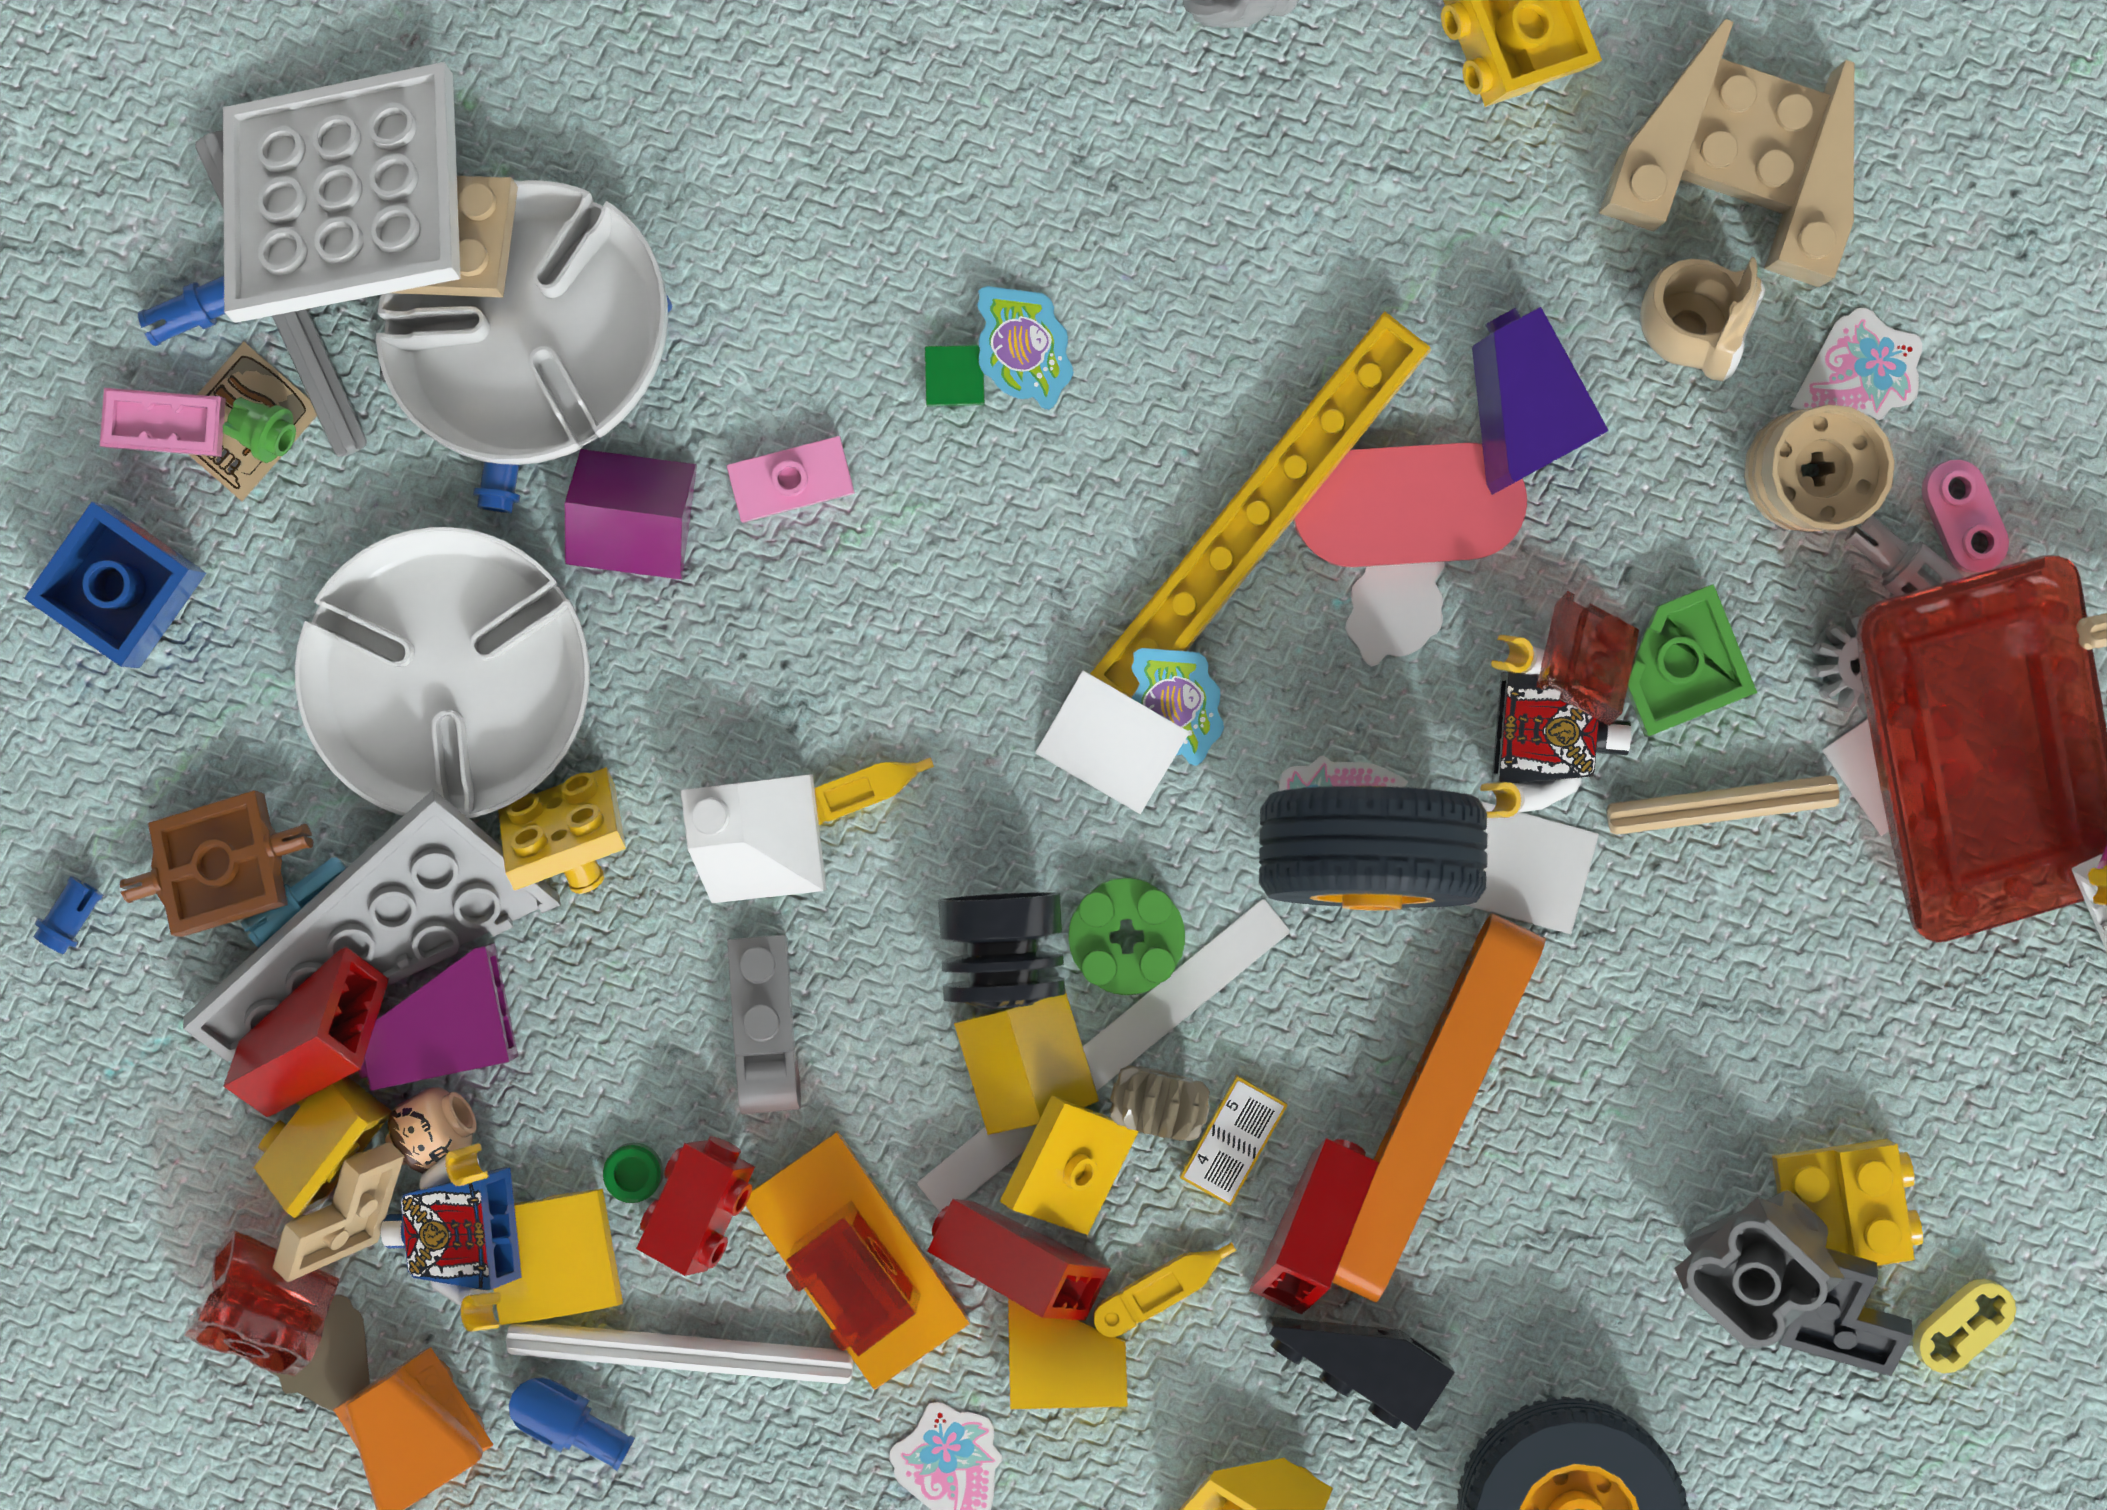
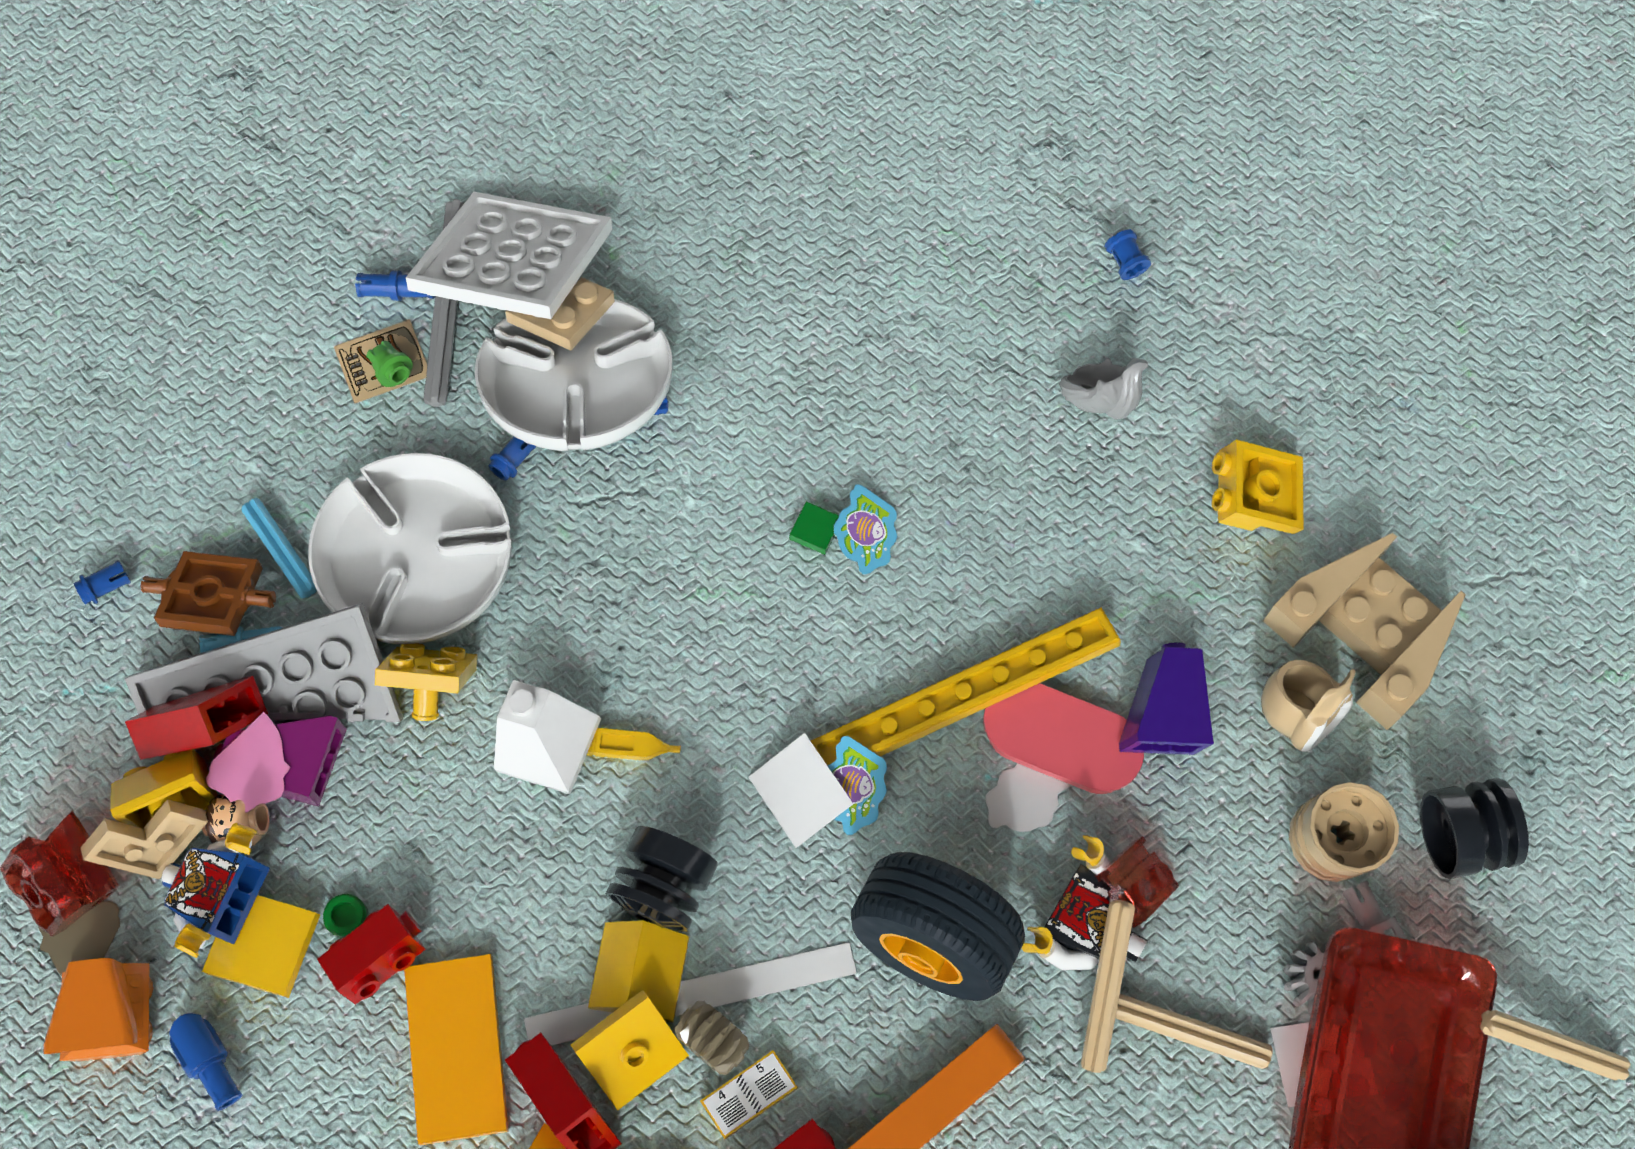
camera: 20 degrees right, 20 degrees down
(115, 585) = (250, 406): blue brick -> none
(162, 422) = (335, 336): bright pink plate -> none
(266, 753) = (279, 547): none -> medium azure axle
(414, 1060) = (251, 766): none -> bright pink sticker
(629, 514) = (574, 514): magenta slope -> none
(679, 1352) = (307, 1052): white axle -> none
(763, 1025) = (481, 860): light grey plate -> none
(790, 479) = (684, 540): bright pink plate -> none
(852, 1279) = (444, 1047): clear red container -> none
(1104, 961) = (756, 943): bright green plate -> none
(1536, 870) = (1035, 1010): white sticker -> none
(1607, 807) = (1107, 986): none -> tan axle
(1686, 663) = (1202, 922): bright green plate -> none
(1863, 367) = (1403, 787): sticker -> none
(1960, 519) = (1428, 916): bright pink plate -> none
(1980, 383) = (1474, 828): none -> black wheel

